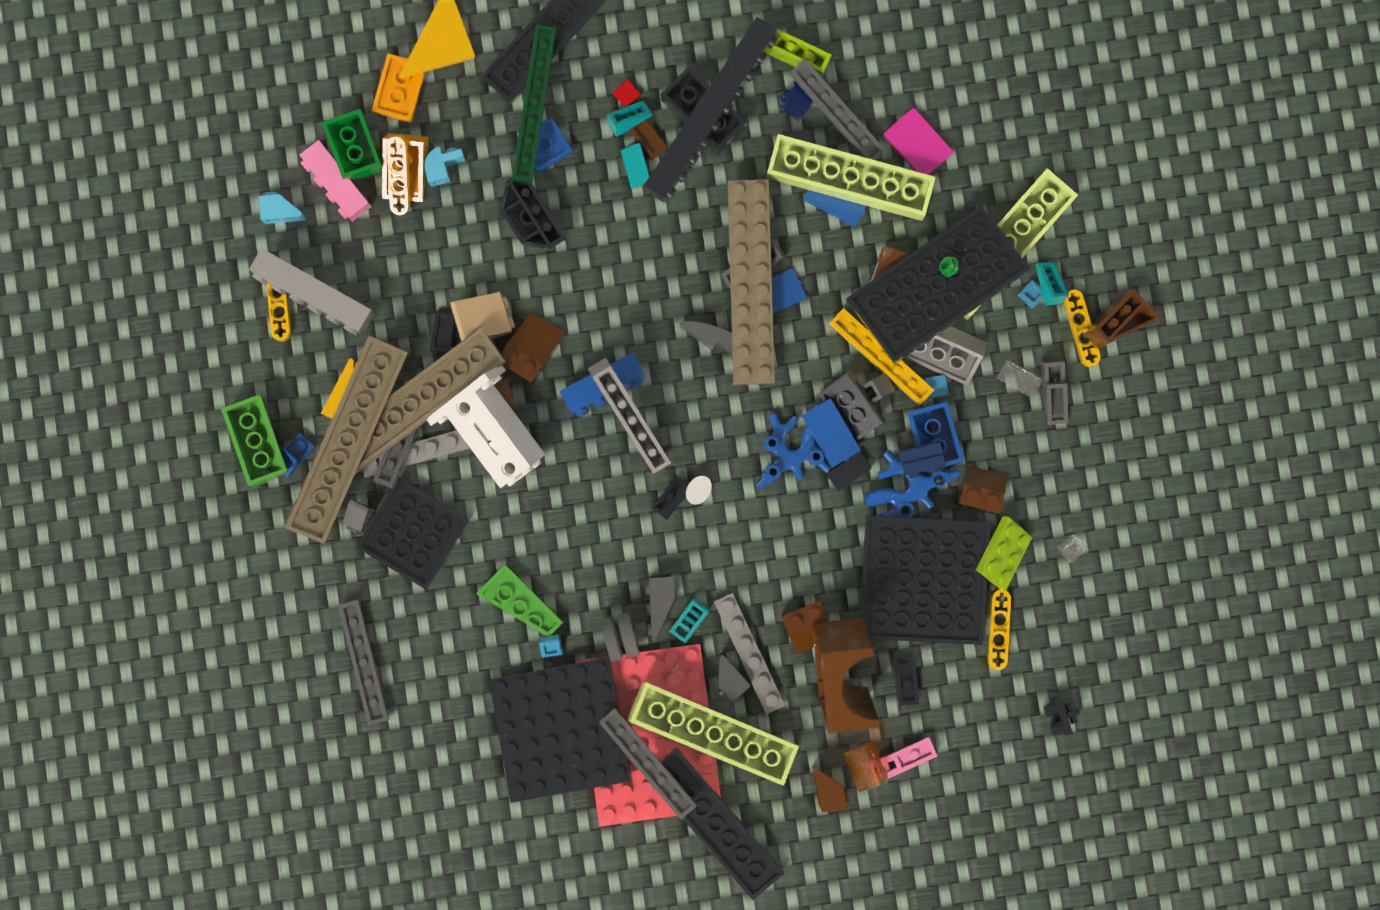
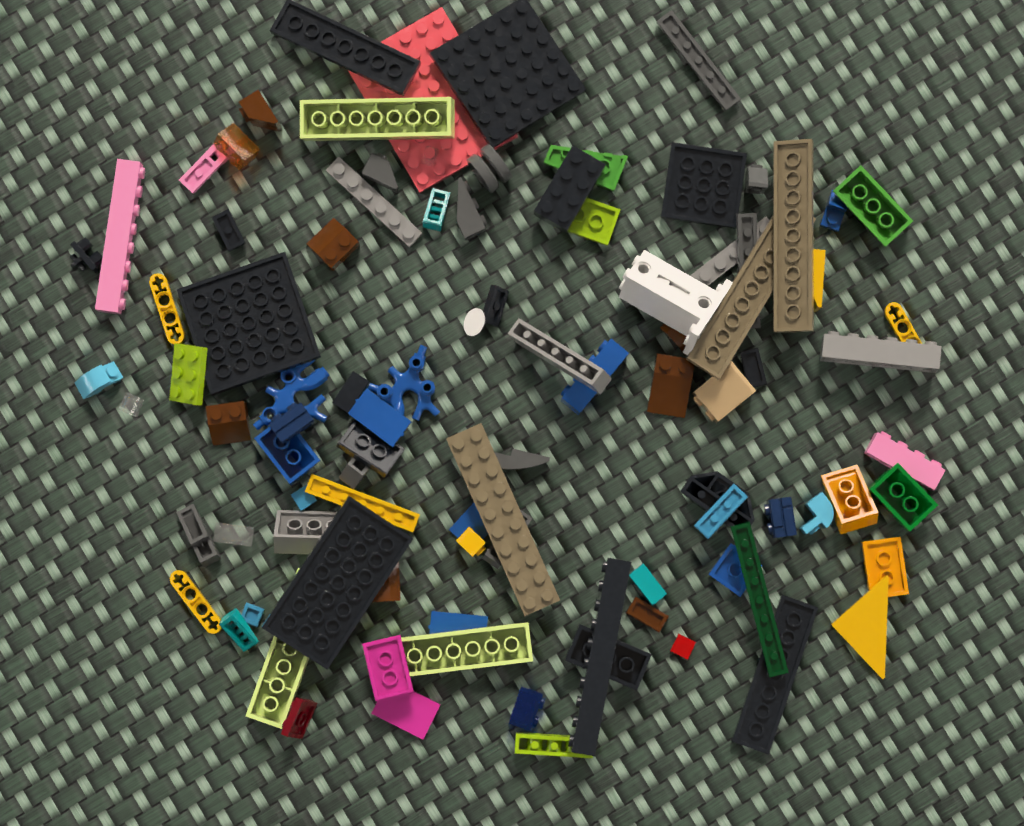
camera: 155 degrees right, 0 degrees up
(277, 209) = (943, 416): medium azure slope -> none
(402, 175) = (848, 488): beam -> none
(479, 176) = (780, 517): none -> dark blue brick
(535, 201) = (720, 511): none -> dark azure tile
(543, 548) = (595, 222): none -> lime plate
(548, 581) = (569, 189): none -> black brick
(550, 646) = (546, 138): dark azure tile -> none
(622, 121) = (668, 620): teal slope -> none
(648, 763) = (421, 70): dark grey plate -> none
(790, 274) = (471, 542): none -> yellow brick
(836, 110) = (489, 704): dark grey plate -> none
(837, 648) = (275, 189): reddish brown piece -> none
(921, 184) = (387, 667): none -> dark pink tile
(949, 266) = (334, 600): green plate -> none
(1019, 722) = (119, 236): none -> bright pink brick
(1023, 176) = (298, 718): none -> dark red plate
(1095, 585) = (97, 379): none -> medium azure brick
(1121, 318) = (164, 621): reddish brown wedge -> none

